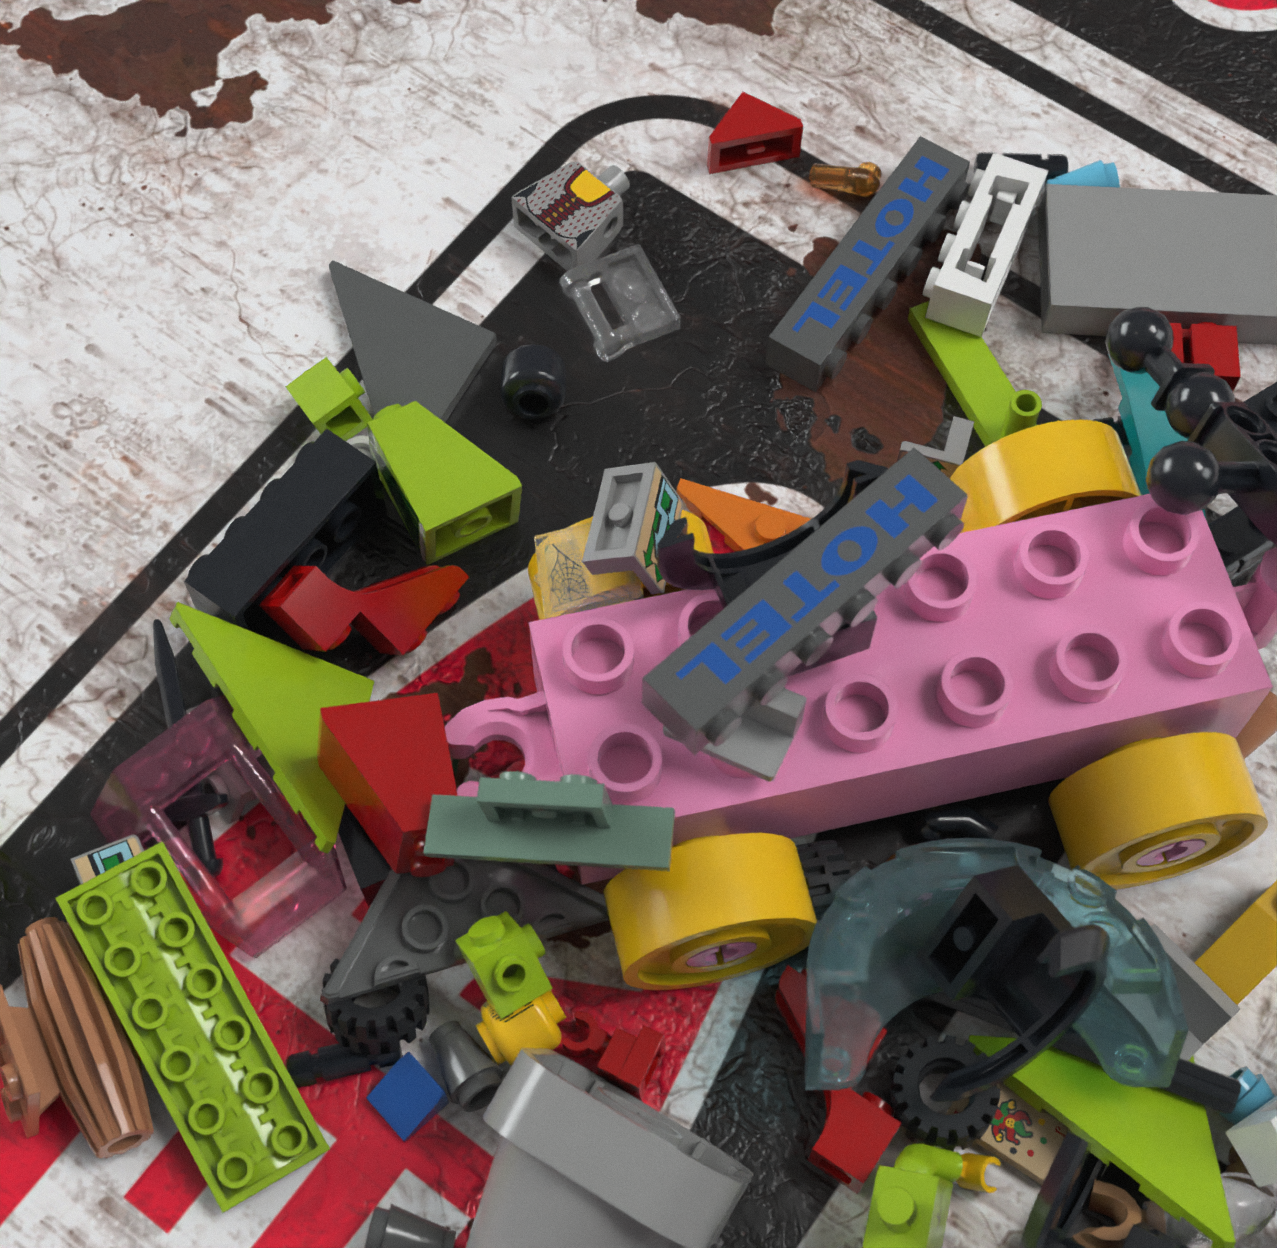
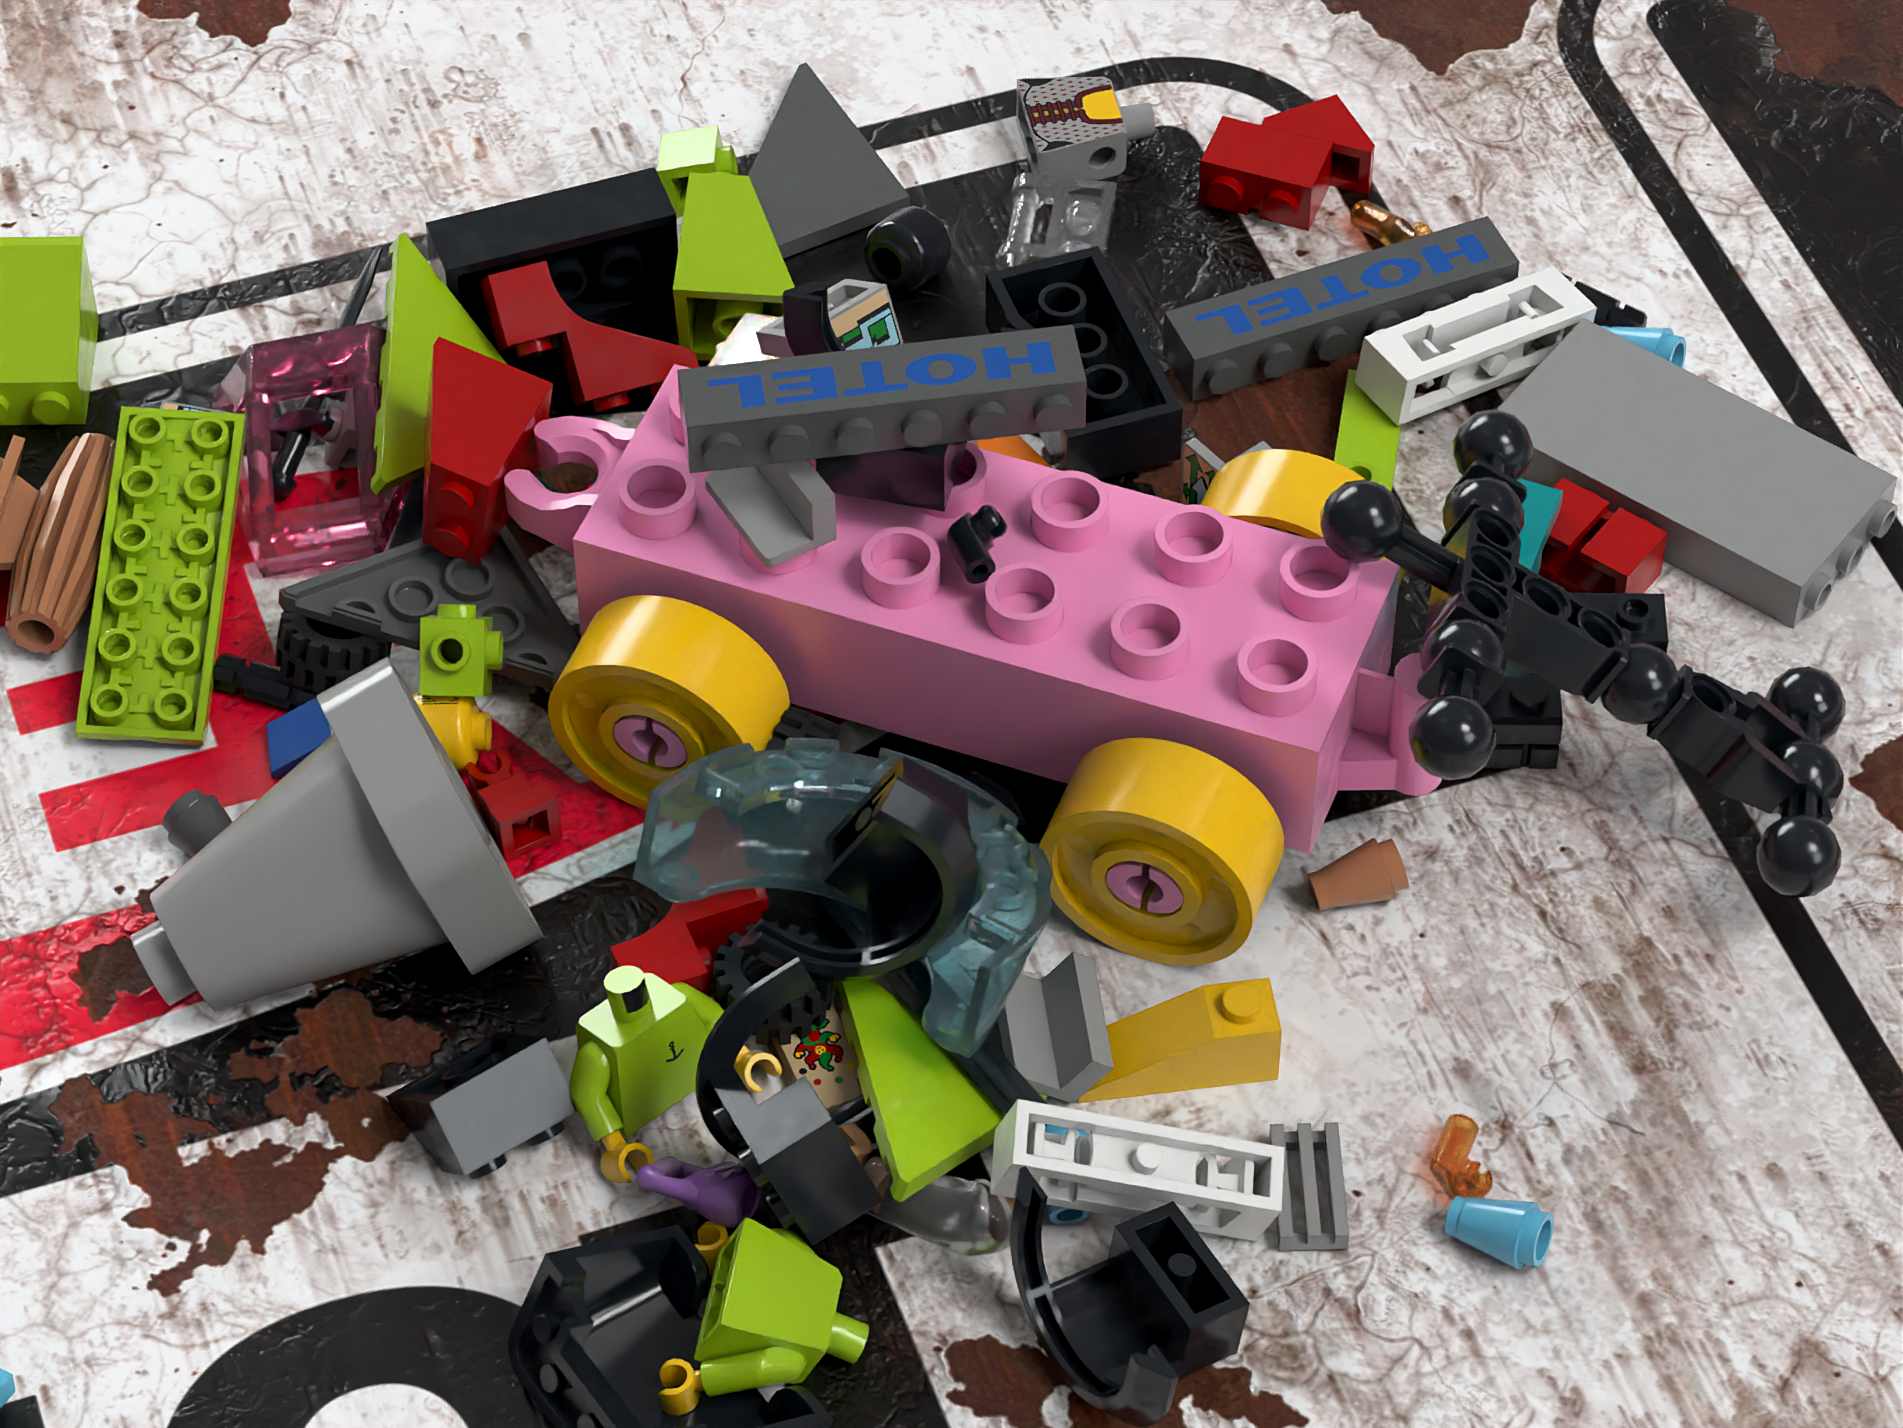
camera: 35 degrees right, 15 degrees down
(549, 824) = (550, 500): sand green bracket -> none
(732, 178) = (1265, 171): none -> red piece
(741, 412) = (1129, 401): none -> black brick
(899, 661) = (972, 538): none -> black arm

